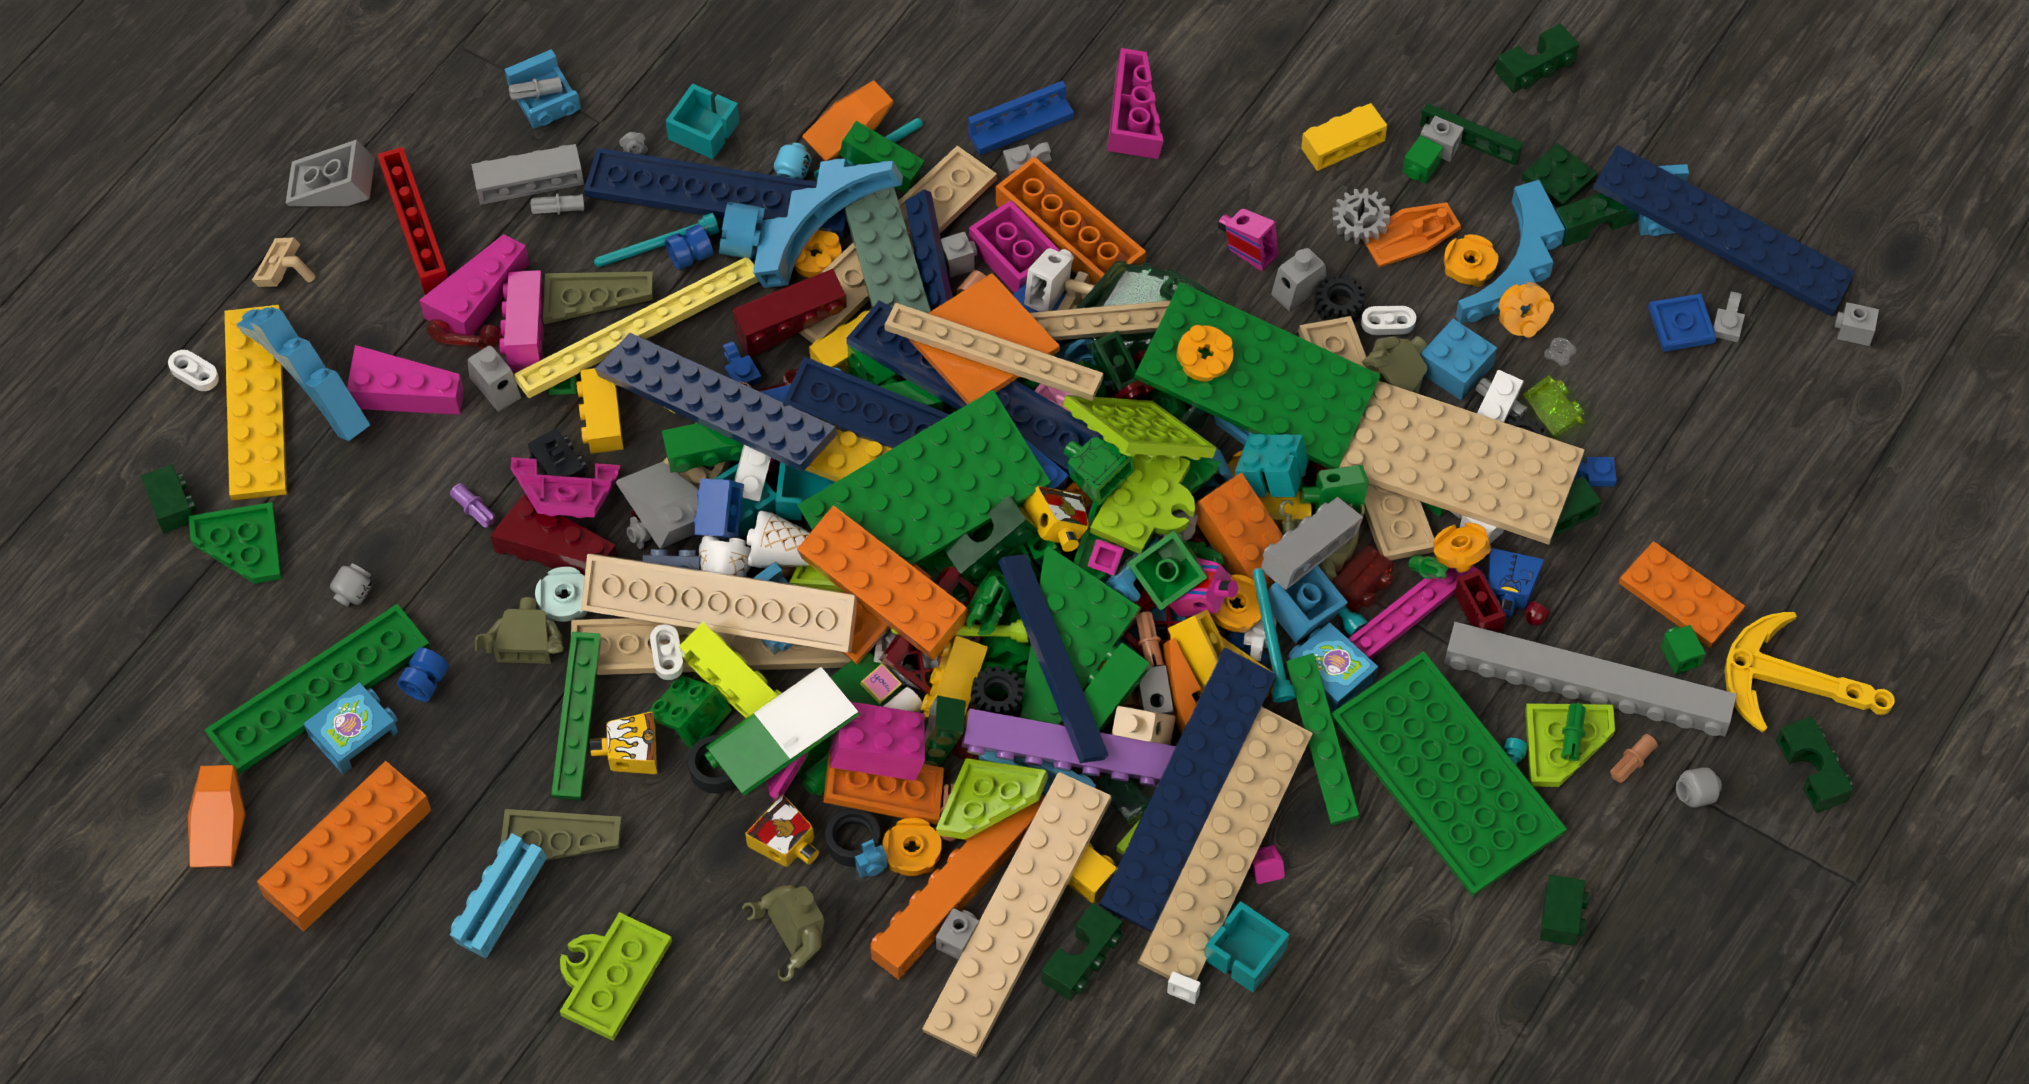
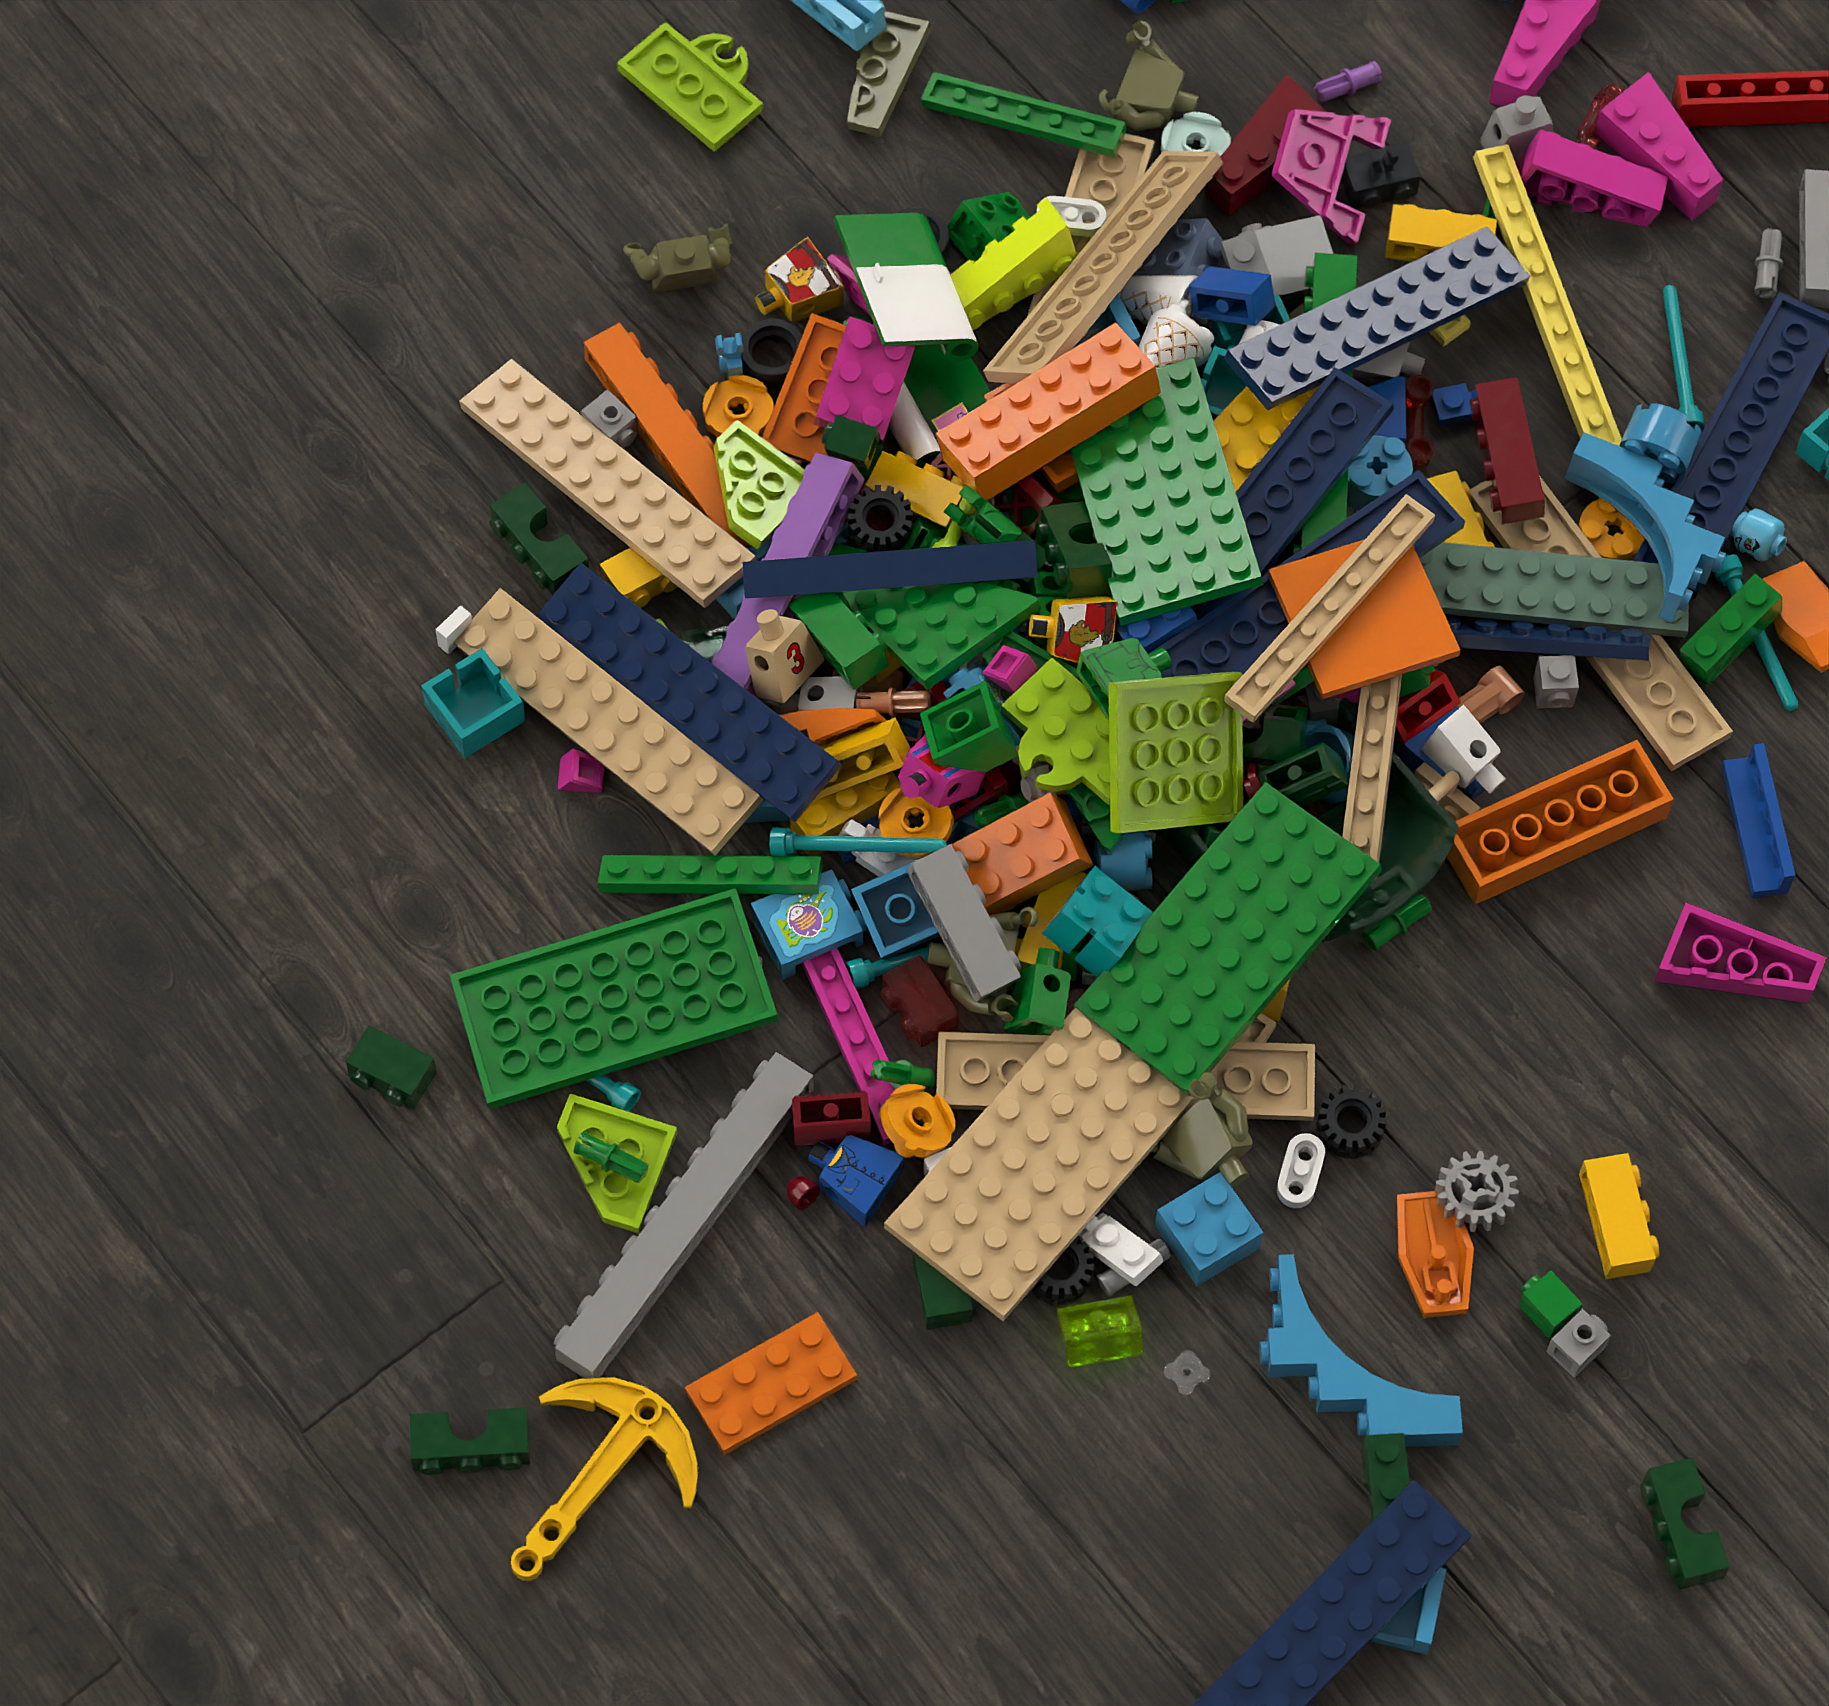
camera: 105 degrees right, 5 degrees up
(588, 293) = (1620, 267): olive wing -> none
(629, 744) = (969, 162): torso -> none
(688, 247) = (1655, 380): blue wheel -> none
(1009, 243) = (1544, 741): dark pink brick -> none
(1020, 155) = (1695, 810): light grey plate -> none
(1205, 337) = (1258, 845): light orange plate -> none
(1251, 237) = (1476, 1035): dark pink torso -> none
(1298, 278) = (1391, 1073): light grey torso -> none
(1470, 273) = (1365, 1289): light orange plate -> none
(1478, 136) = (1540, 1421): dark green plate -> none
(1537, 315) = (1252, 1320): light orange plate -> none
(1560, 175) = (1477, 1482): dark green plate -> none
(1598, 471) = (987, 1349): blue plate -> none
(1633, 758) = (560, 1229): nougat axle -> none
(1682, 322) = (1182, 1547): blue plate -> none
(1682, 649) = (688, 1344): green brick -> none
(1698, 787) = (490, 1287): light grey head -> none
(1729, 322) = (1166, 1613): light grey plate -> none

